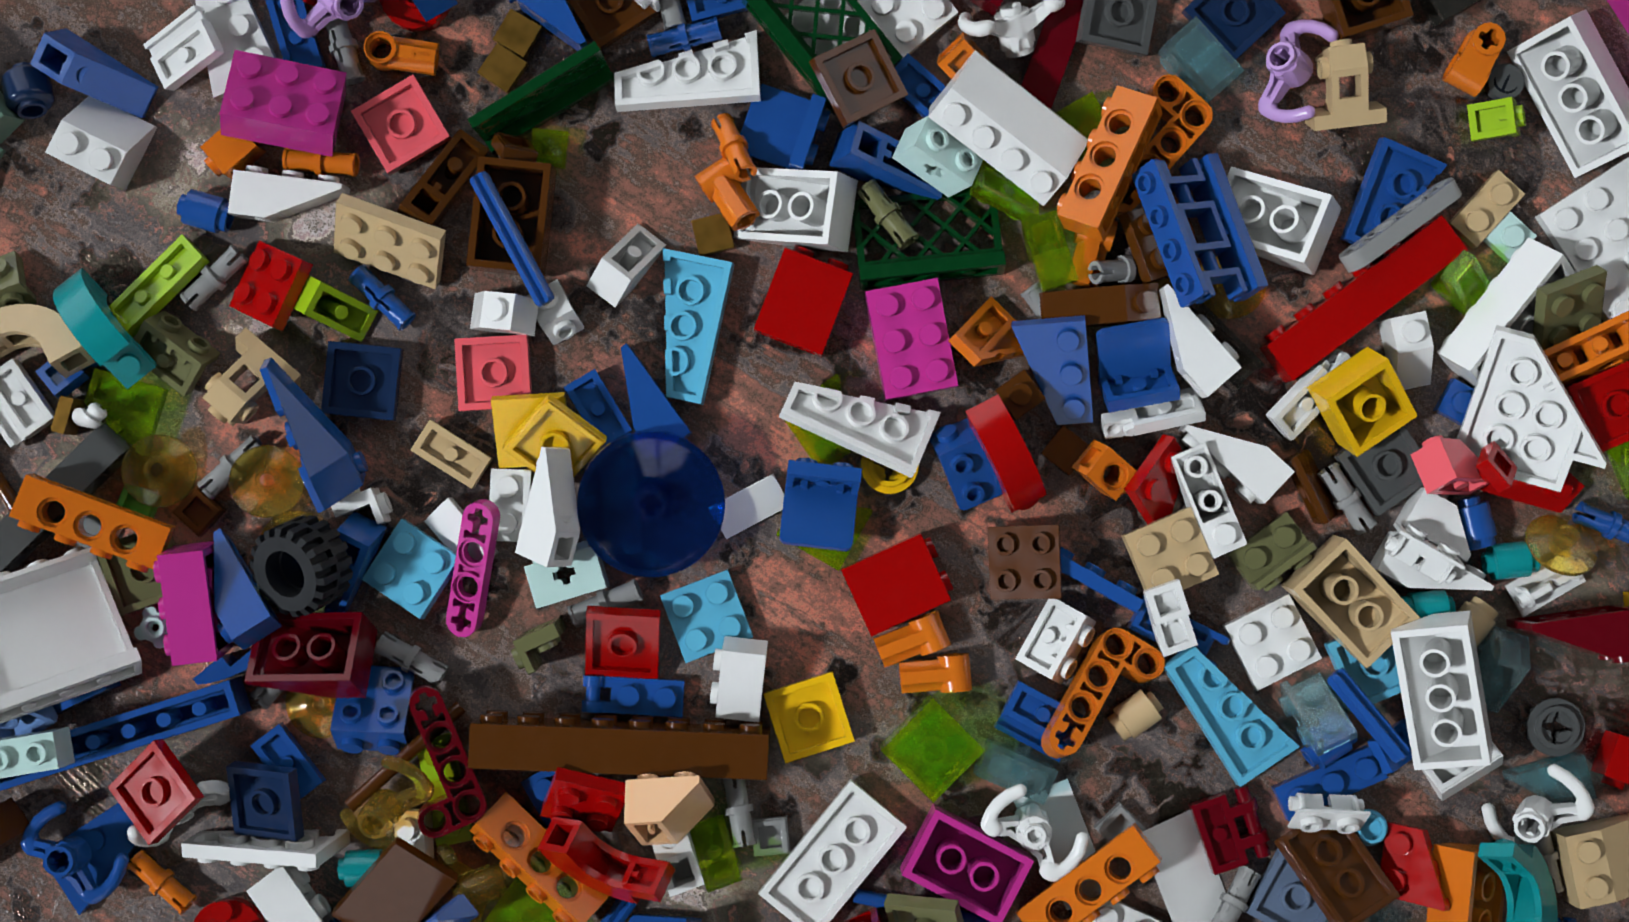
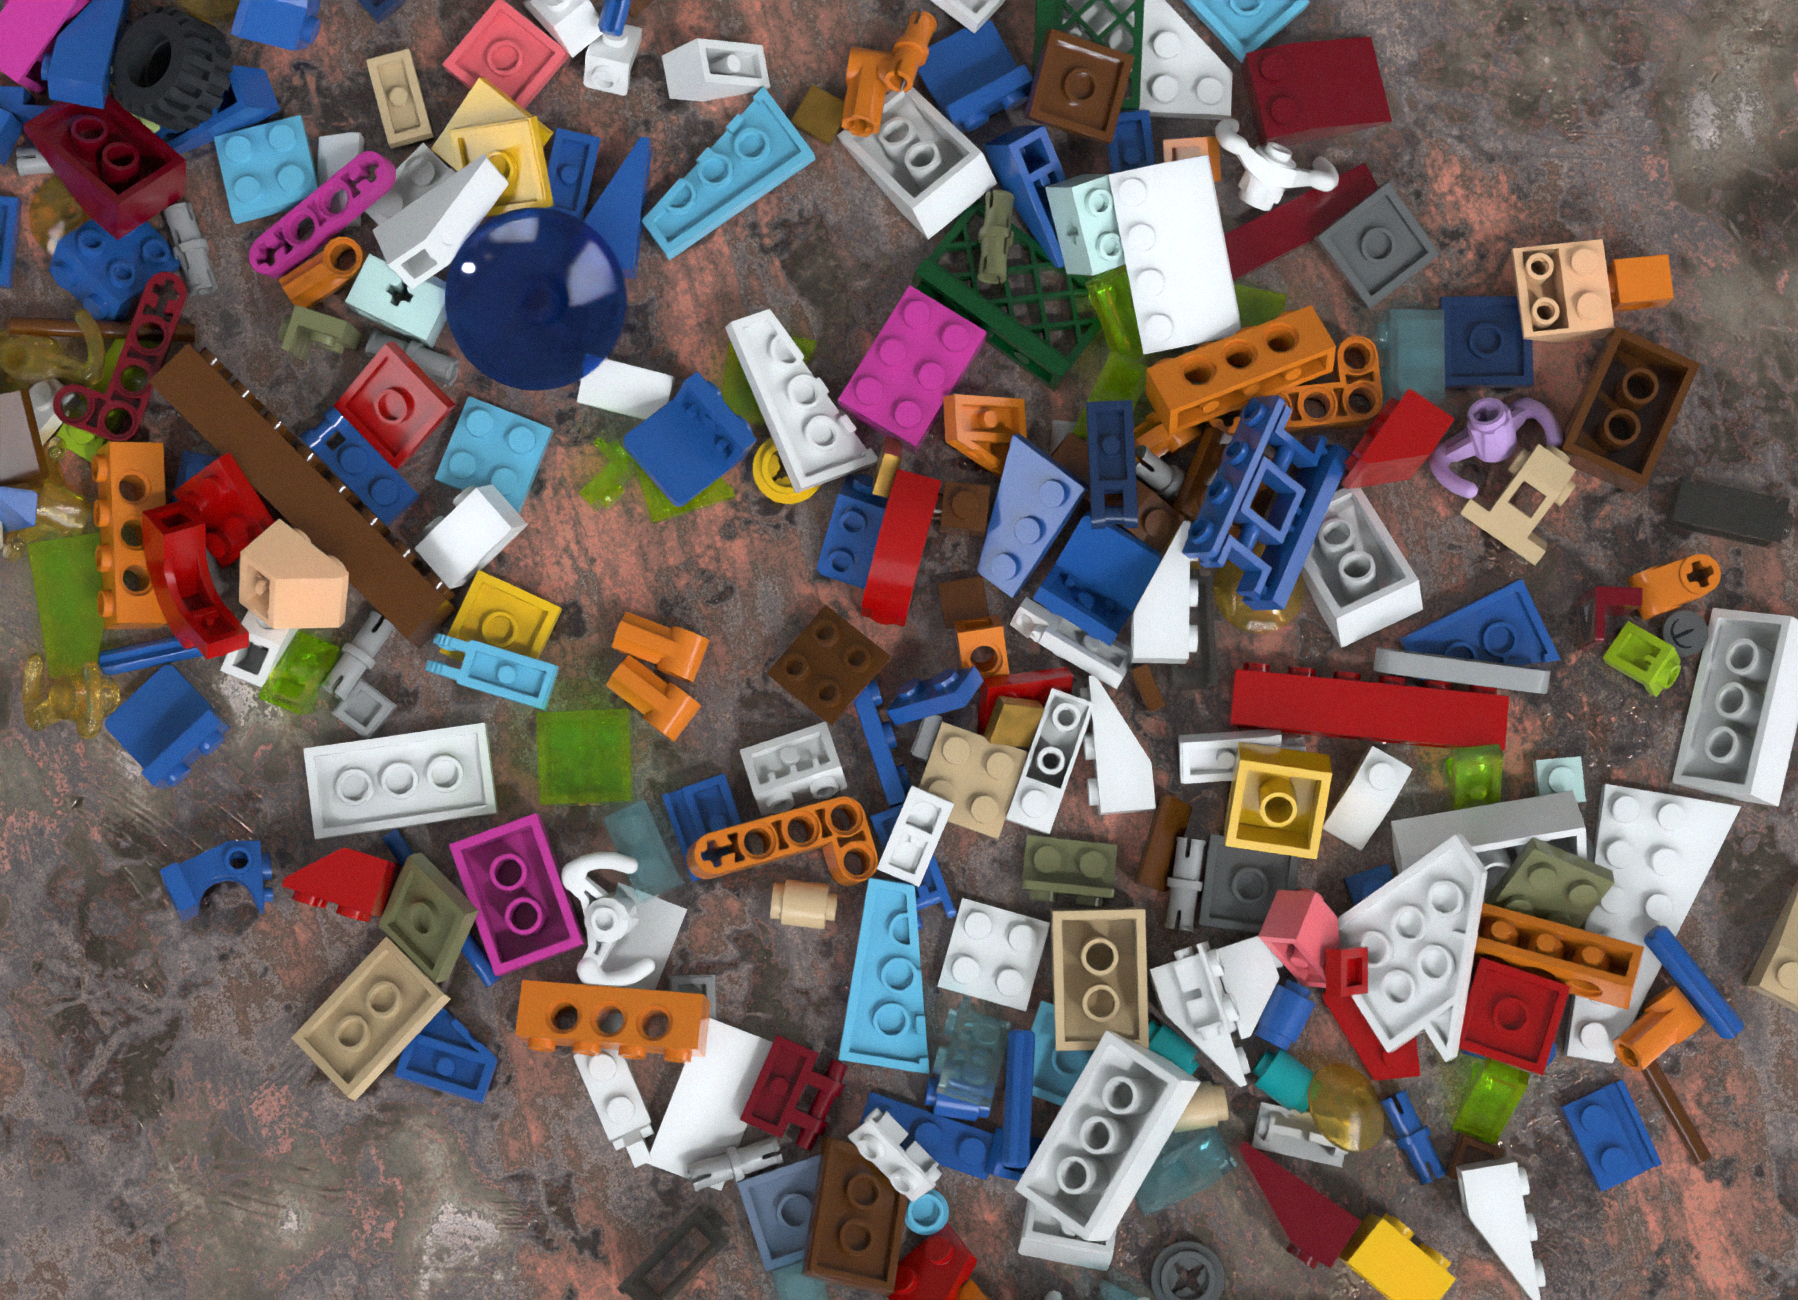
camera: 45 degrees right, 5 degrees down
(360, 500) = (279, 66): white bracket -> none
(505, 603) = (320, 275): none -> orange piece
(793, 574) = (606, 486): none -> clear neon green bracket
(803, 300) = (847, 247): red brick -> none
(832, 746) = (497, 672): none -> medium azure hinge
(897, 583) = (694, 580): red brick -> none
(952, 413) = (886, 466): none -> pearl gold tile
(1088, 290) = (1111, 462): none -> dark blue plate
(1105, 523) = (935, 695): none -> blue plate
(1118, 551) = (925, 738): none -> light grey tile
(1167, 497) = (1013, 721): none -> pearl gold tile
(1224, 404) = (1148, 688): none -> reddish brown tile
(1240, 119) = (1396, 442): none -> red slope
(1446, 118) = (1597, 604): none -> dark red panel
(1486, 209) = (1560, 734): tan plate -> none

